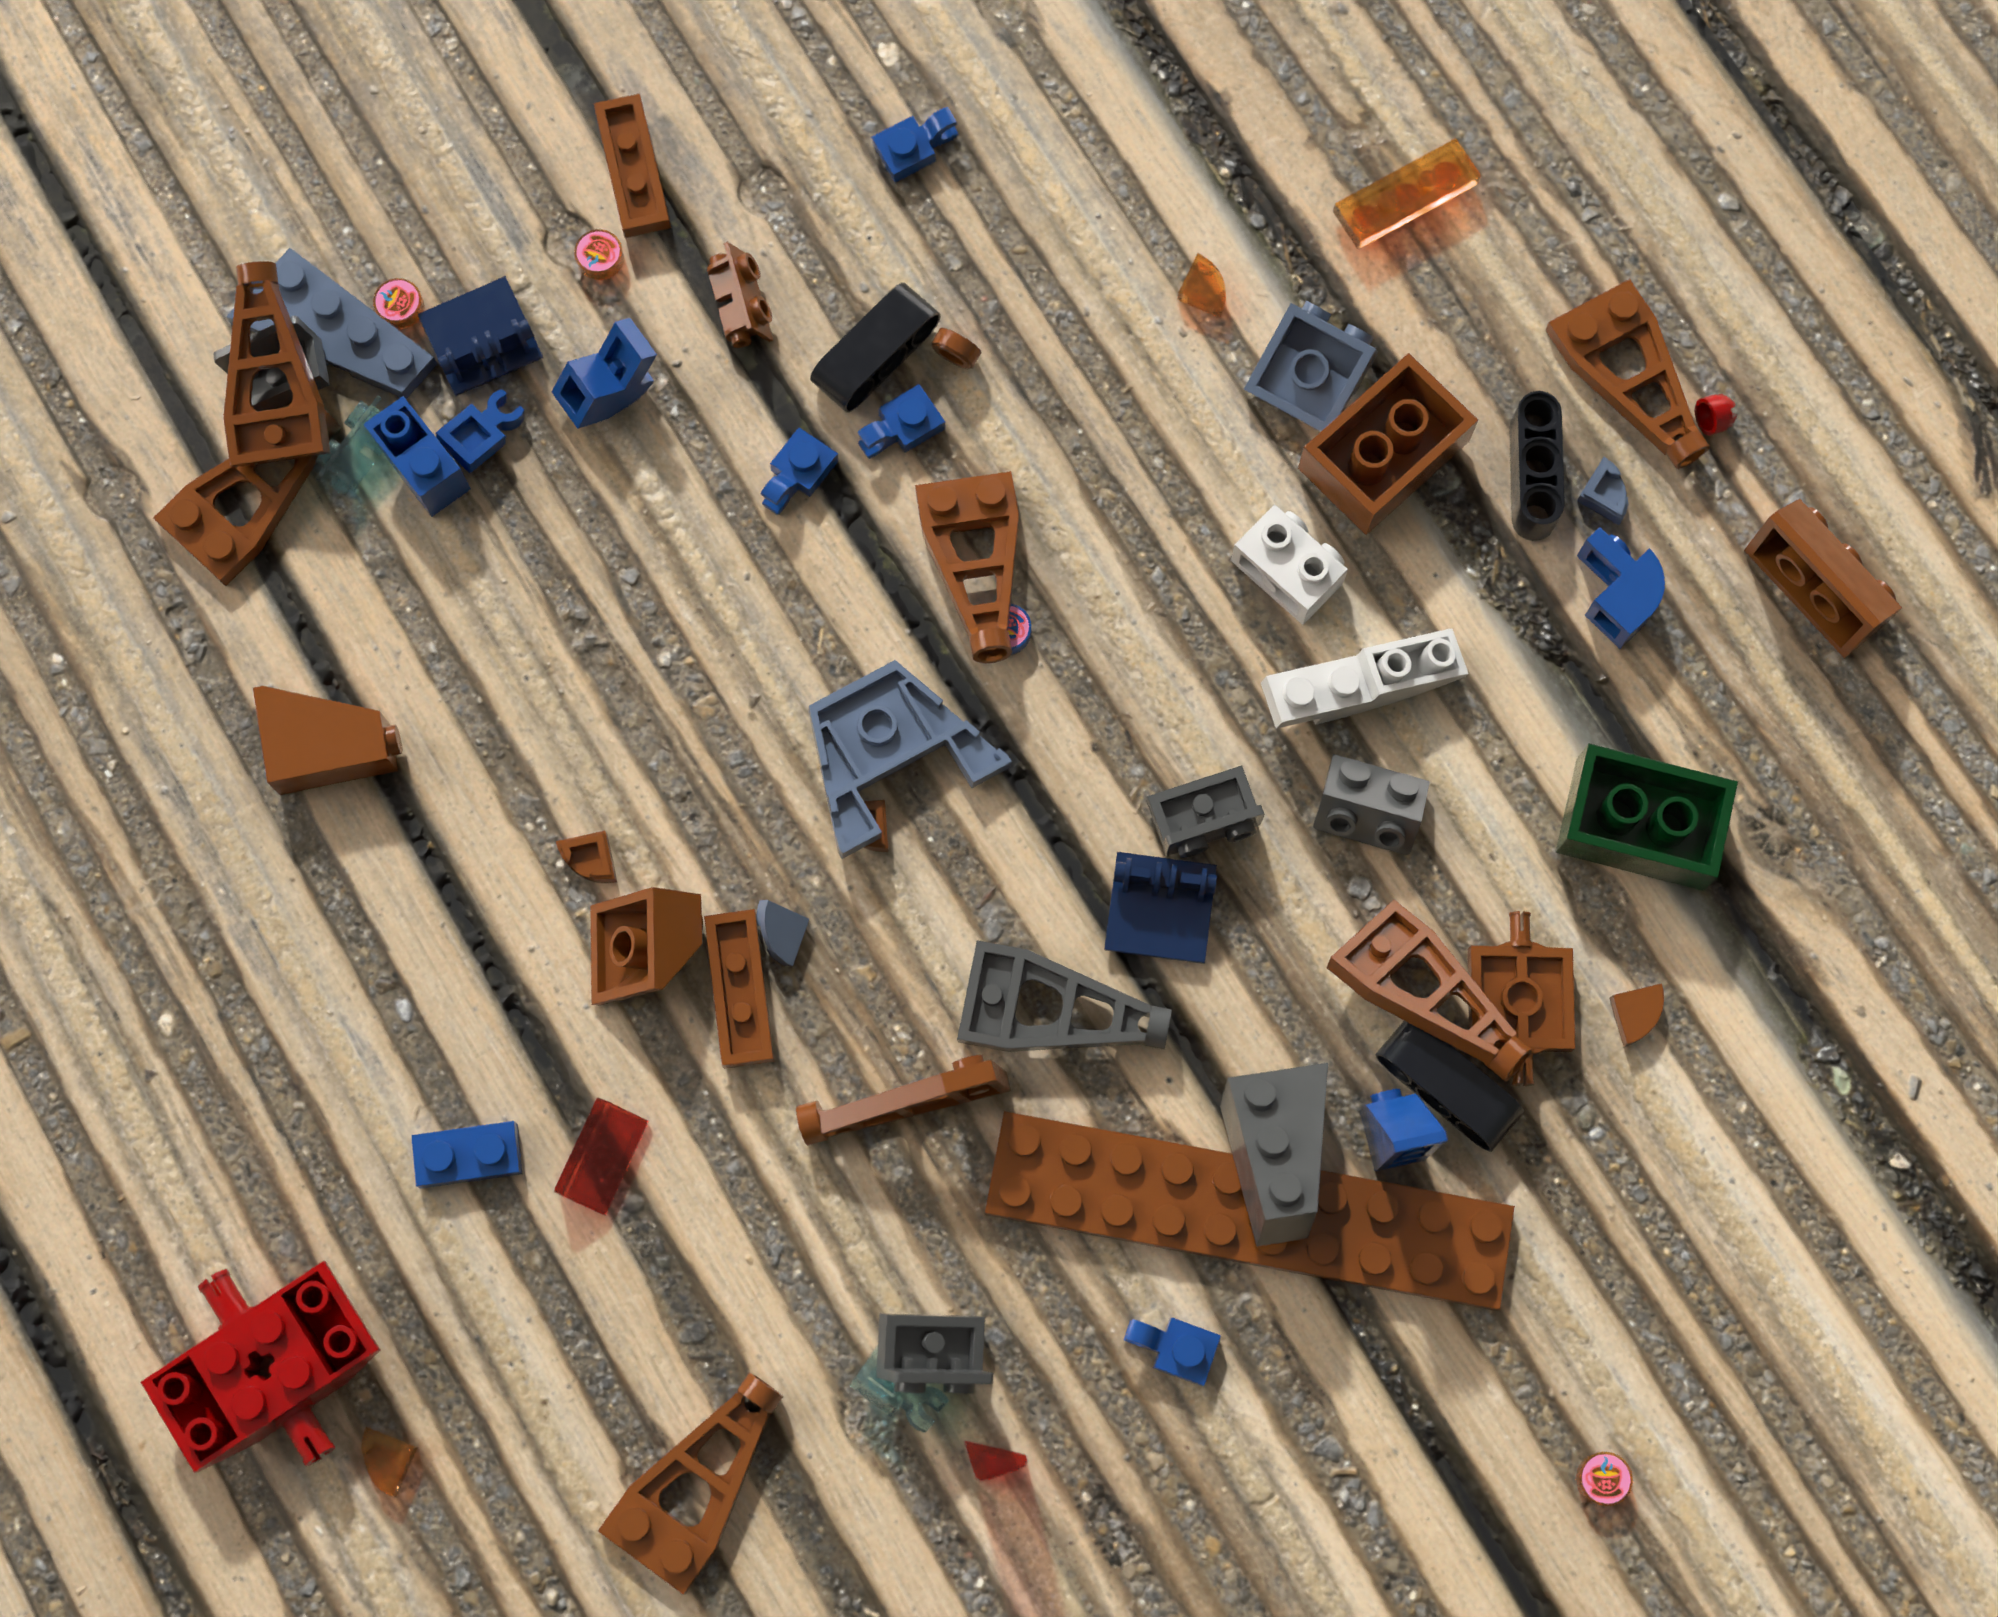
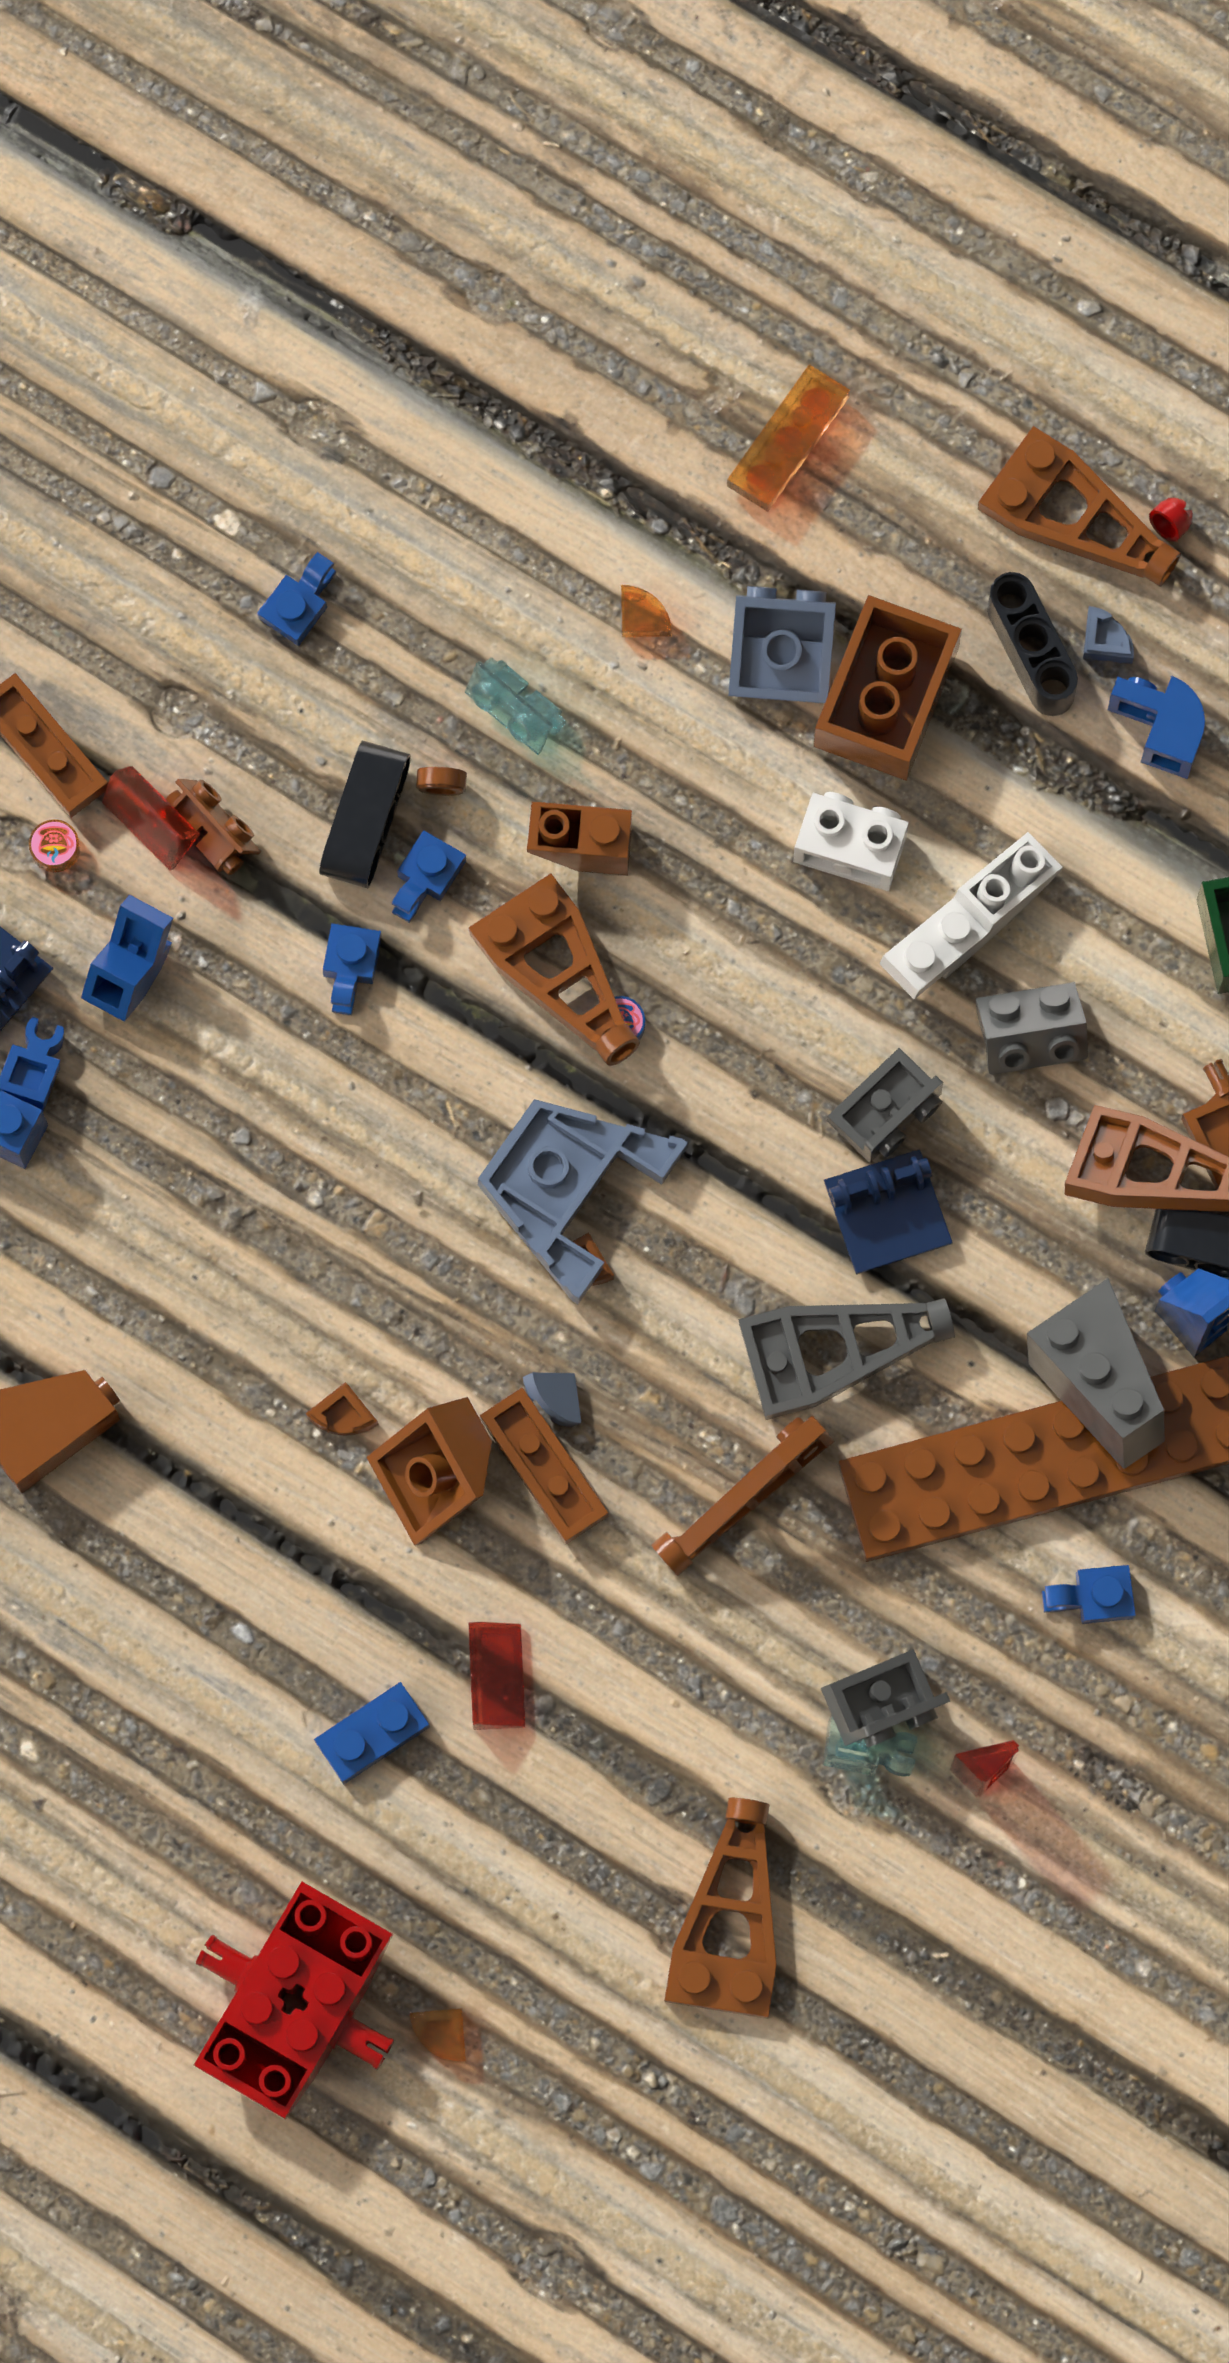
camera: 25 degrees left, 0 degrees up
(690, 264) = (149, 816): none -> clear red slope
(1044, 295) = (498, 691): none -> clear light blue hinge
(1052, 451) = (581, 837): none -> dark orange slope

